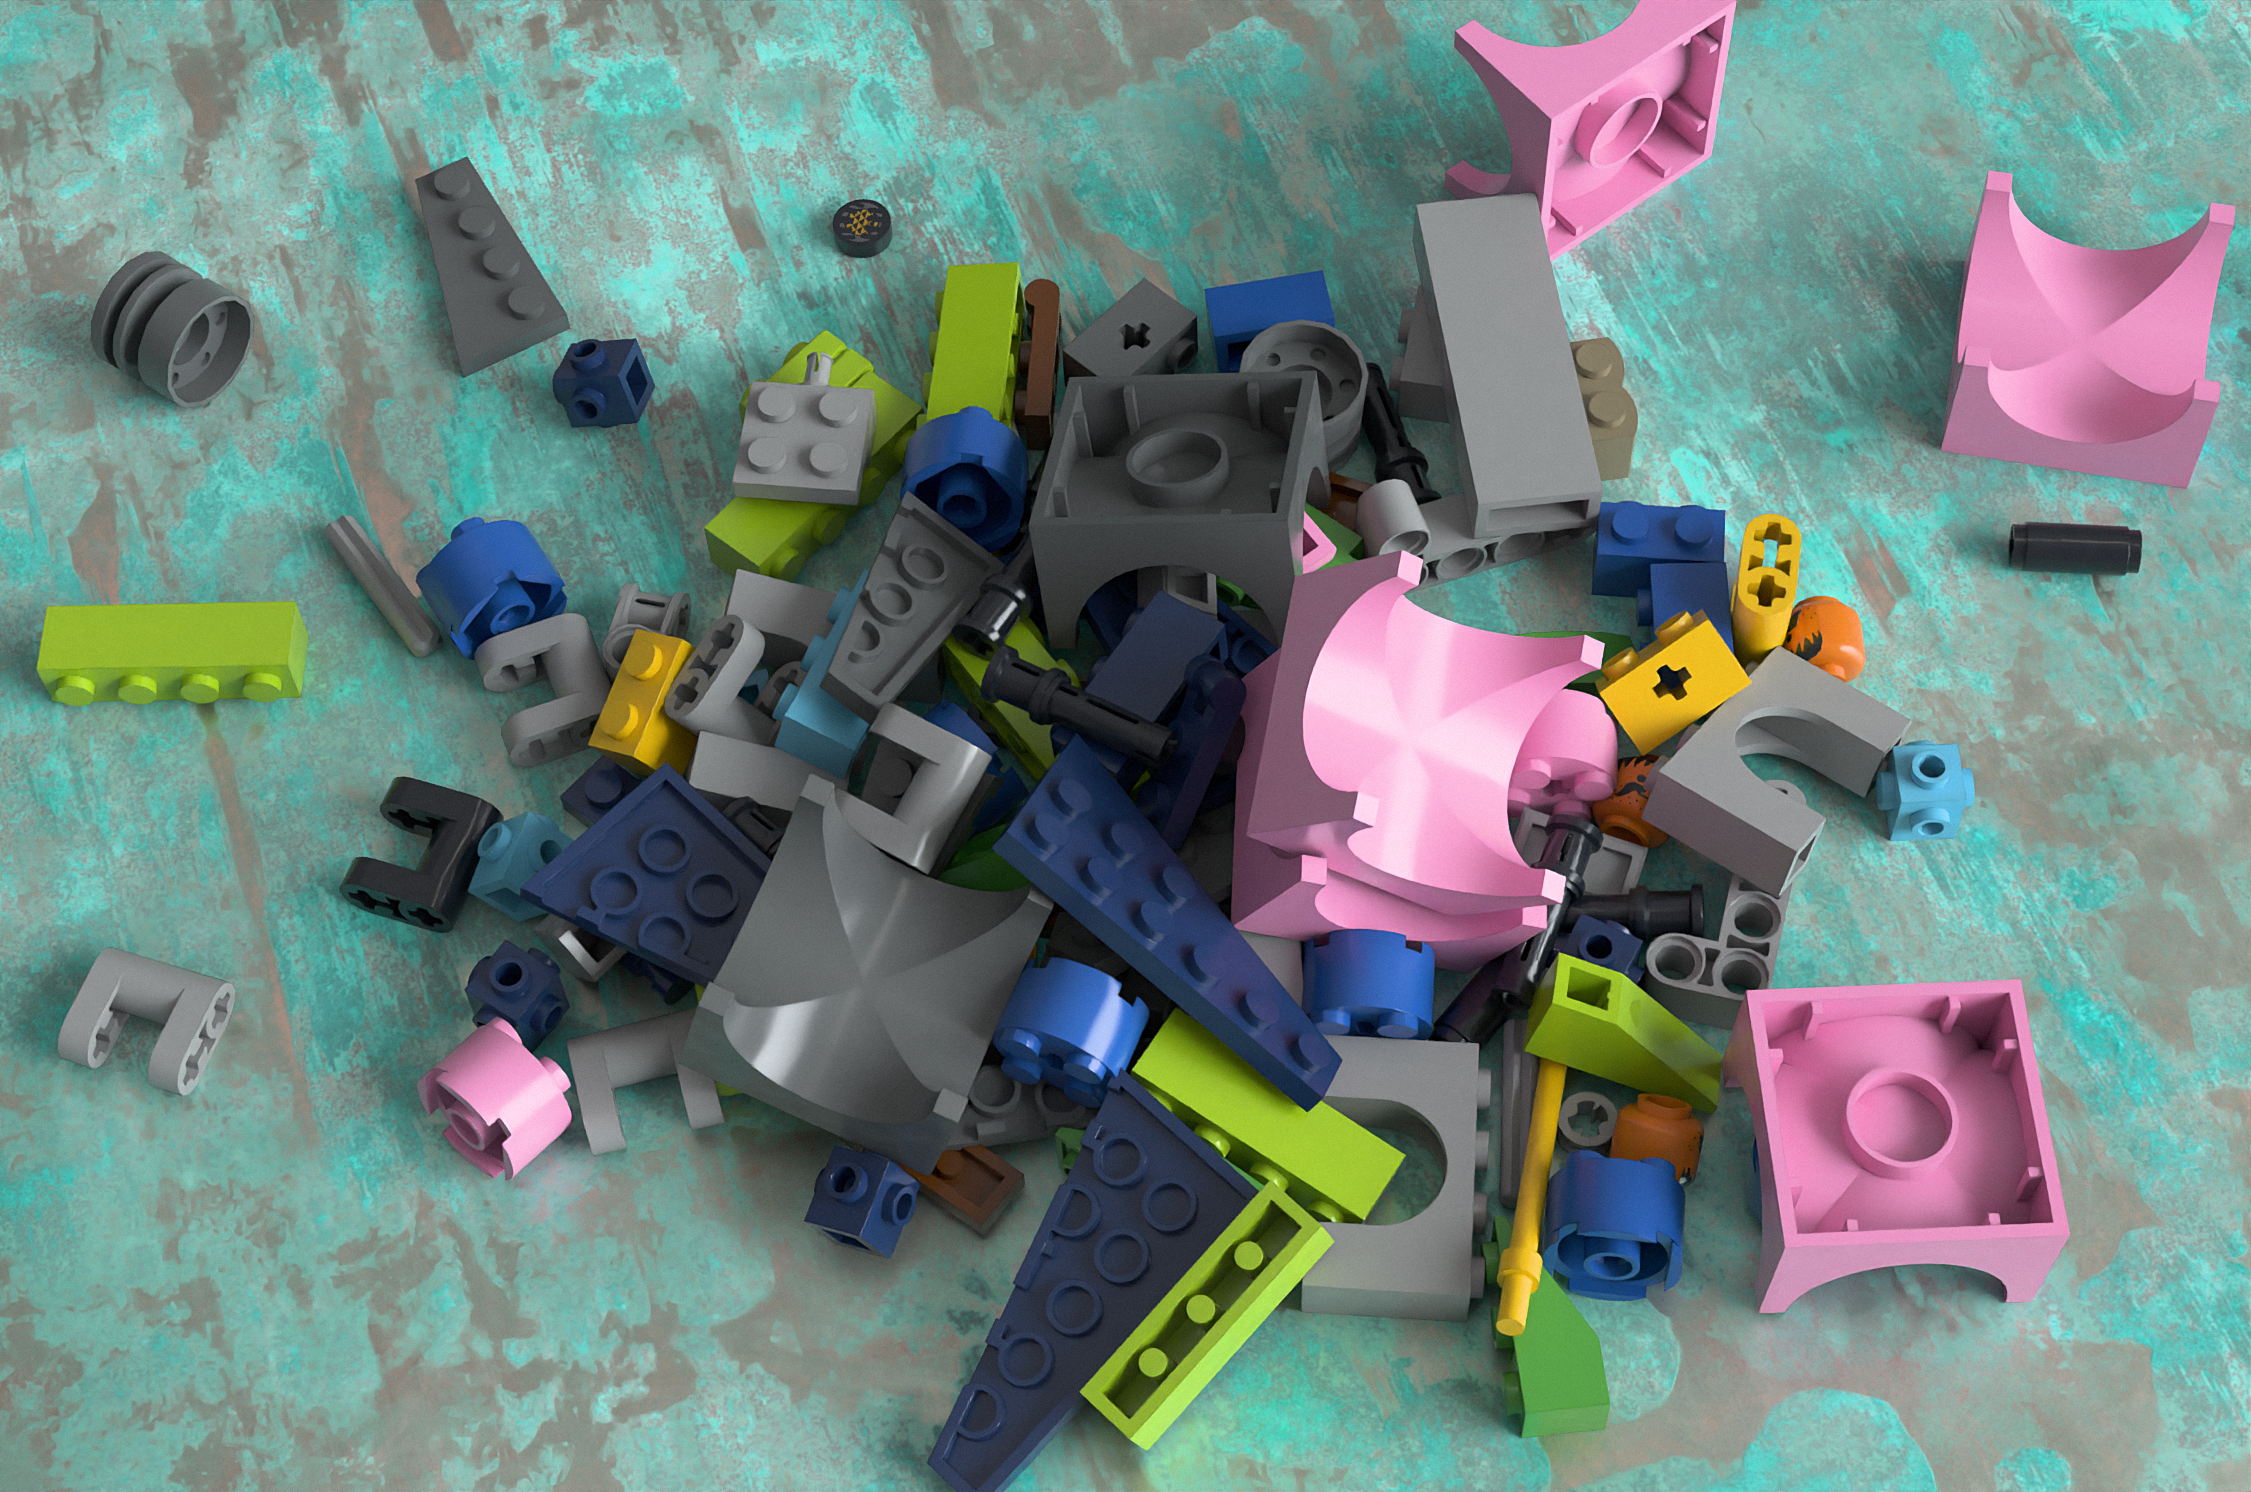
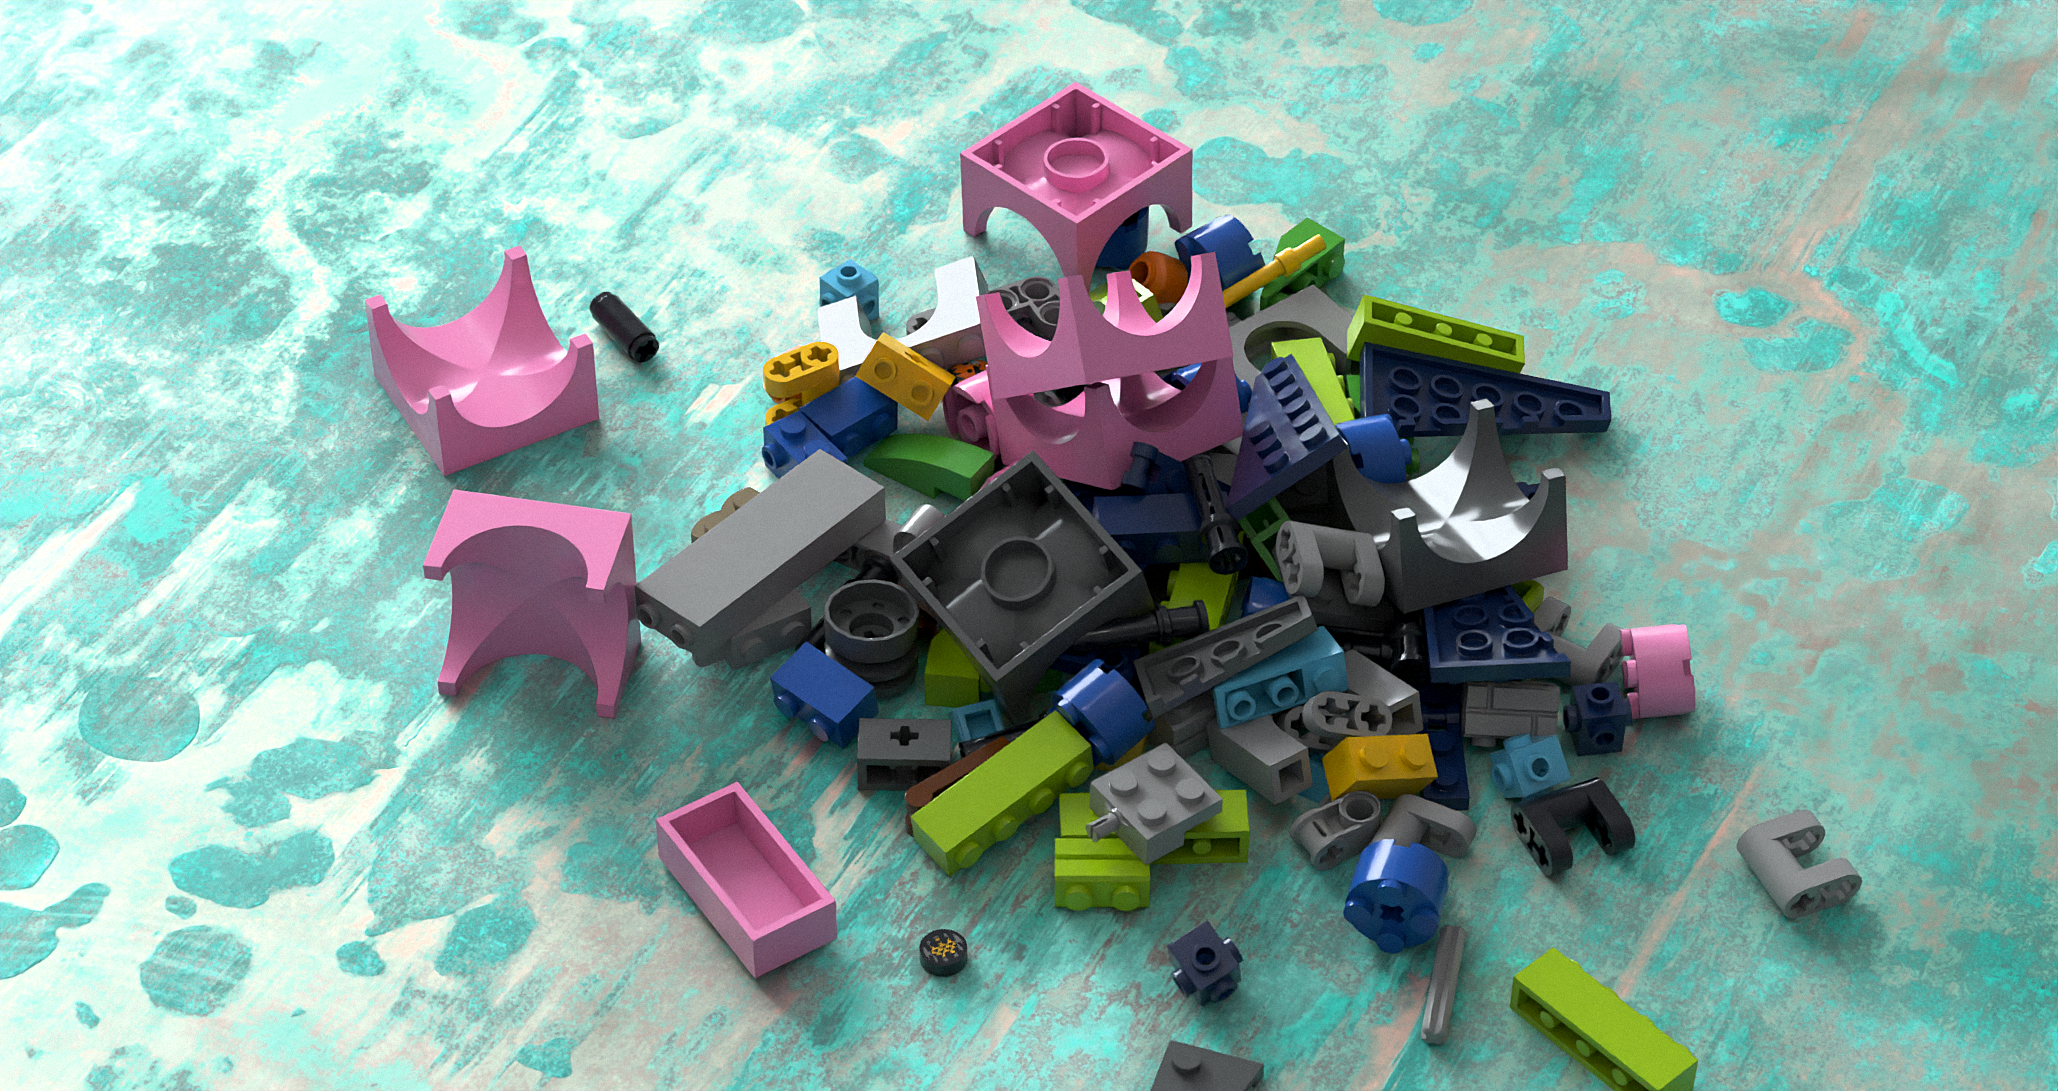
camera: 135 degrees left, 15 degrees down
(1087, 105) = (746, 879): none -> bright pink piece

